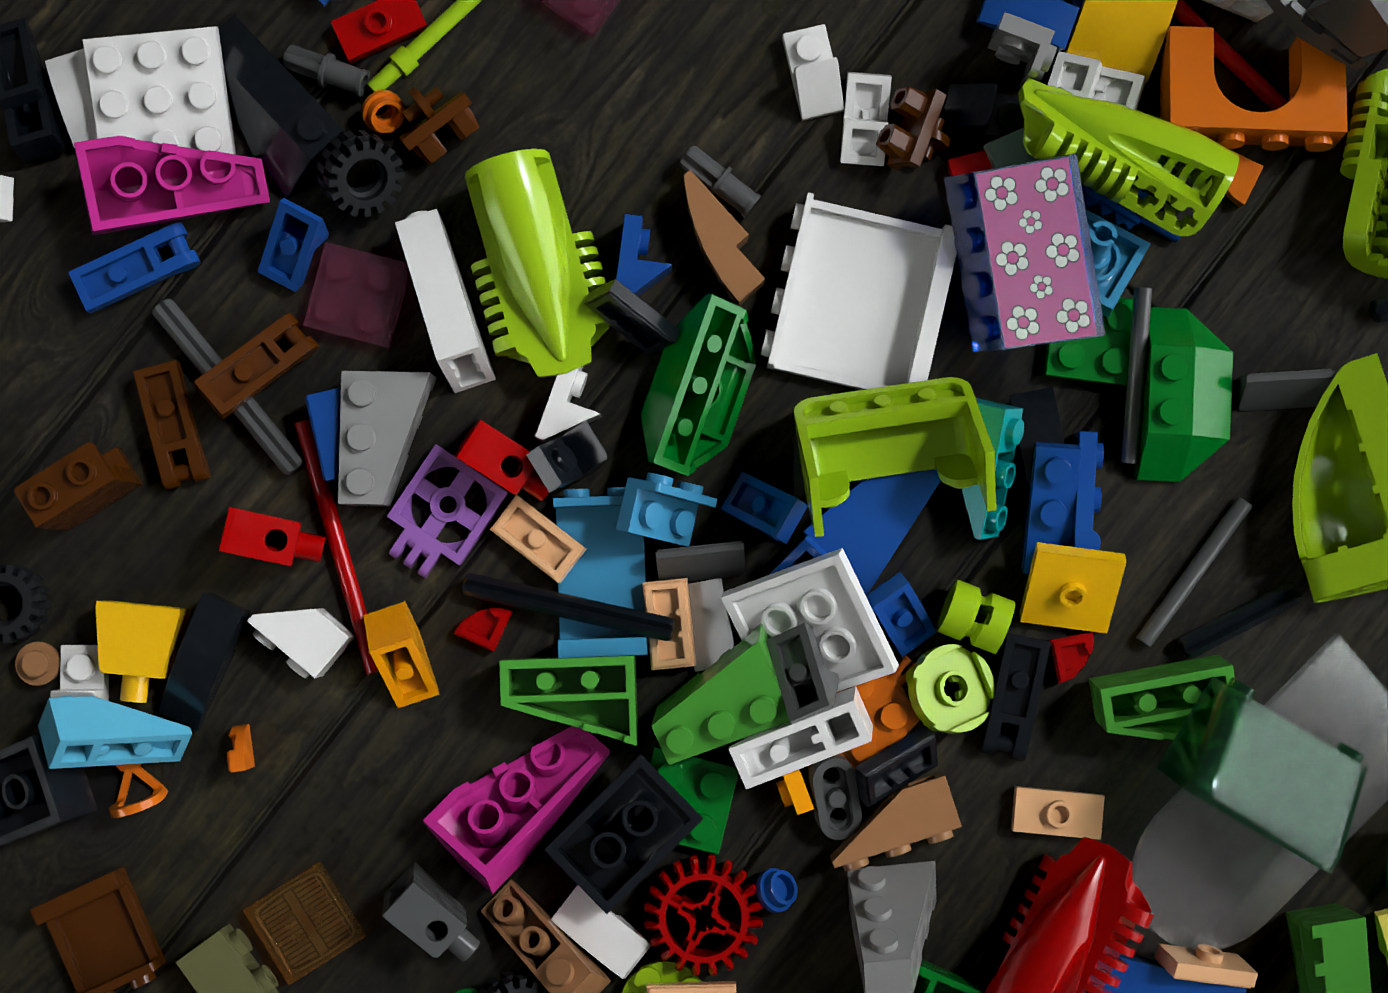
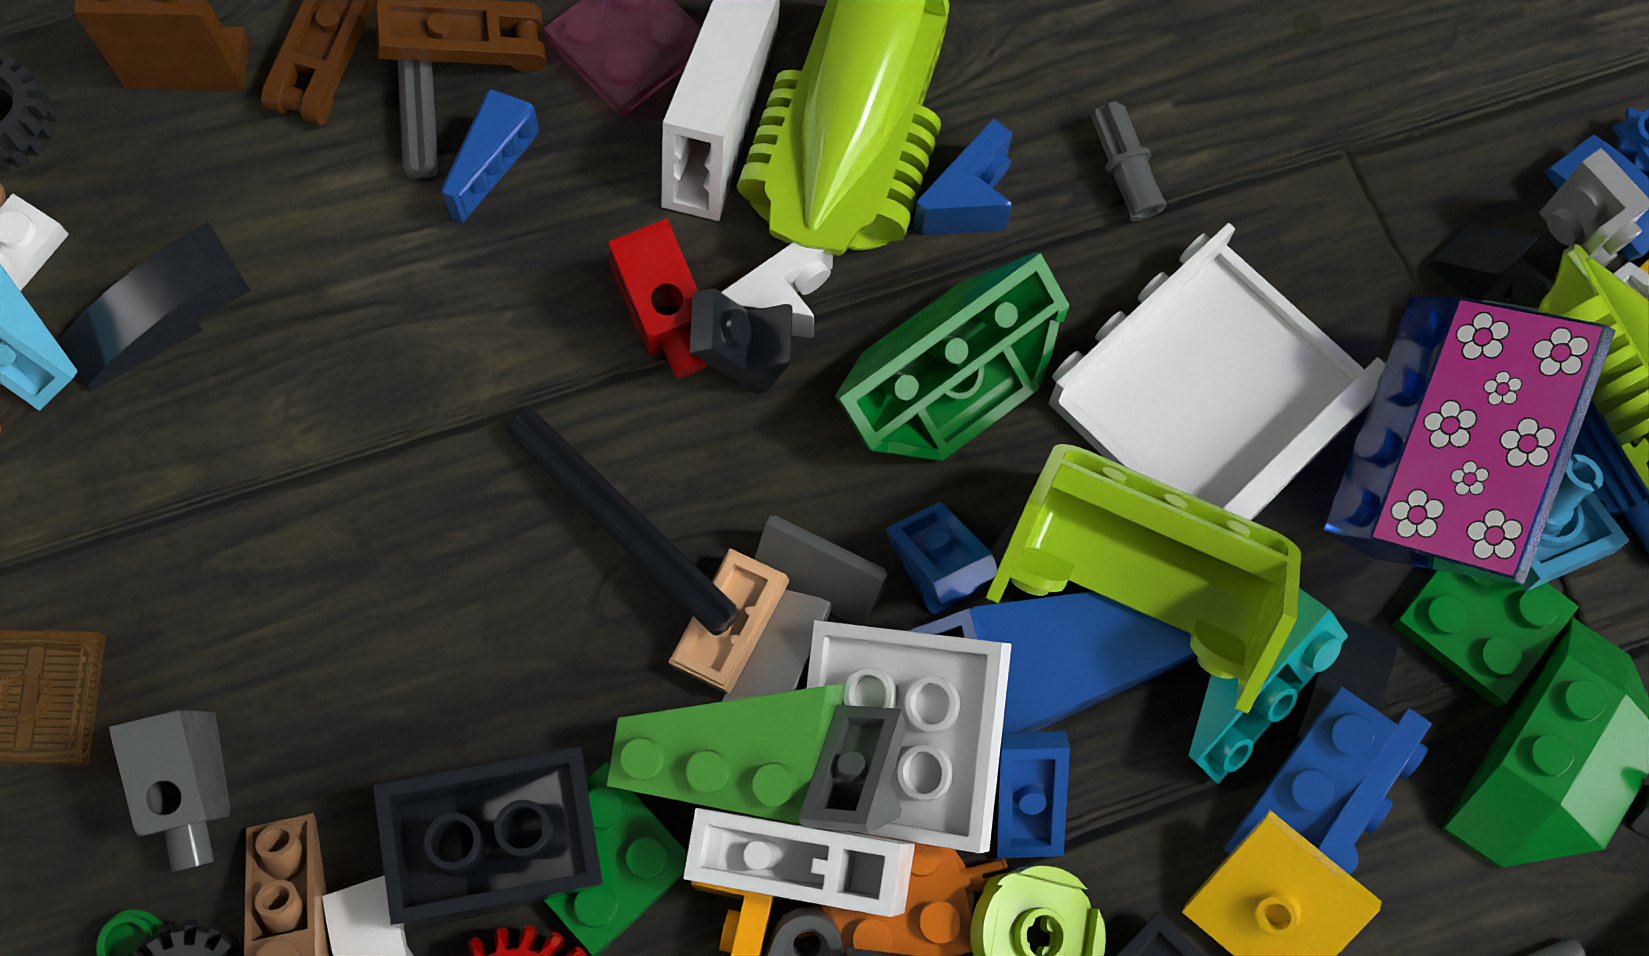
camera: 30 degrees right, 15 degrees down
(138, 643) = (91, 238): yellow torso -> none
(241, 756) = (115, 442): orange tile -> none
(248, 533) = (327, 211): red torso -> none
(307, 636) = (290, 357): white slope -> none
(336, 541) = (395, 309): red piece -> none
(377, 431) = (539, 184): light grey wedge -> none
(400, 654) = (380, 448): light orange slope -> none
(423, 539) = (506, 340): medium lavender piece -> none
(485, 627) = (506, 485): red tile -> none
(508, 812) = (362, 722): dark pink wedge -> none
(538, 539) = (641, 421): light nougat plate -> none
(576, 691) = (560, 622): bright green wedge -> none
(606, 572) = (701, 492): dark azure panel -> none
(632, 317) = (926, 230): black plate -> none
(661, 511) = (814, 469): dark azure bracket -> none
(720, 242) = (1088, 225): medium nougat slope -> none
(813, 72) = (1313, 116): white slope -> none
(864, 117) = (1345, 198): white slope -> none
(919, 130) = (1407, 247): reddish brown hips -> none
(961, 611) = (1102, 857): lime wheel -> none
(1136, 375) = (1521, 689): dark grey bar -> none

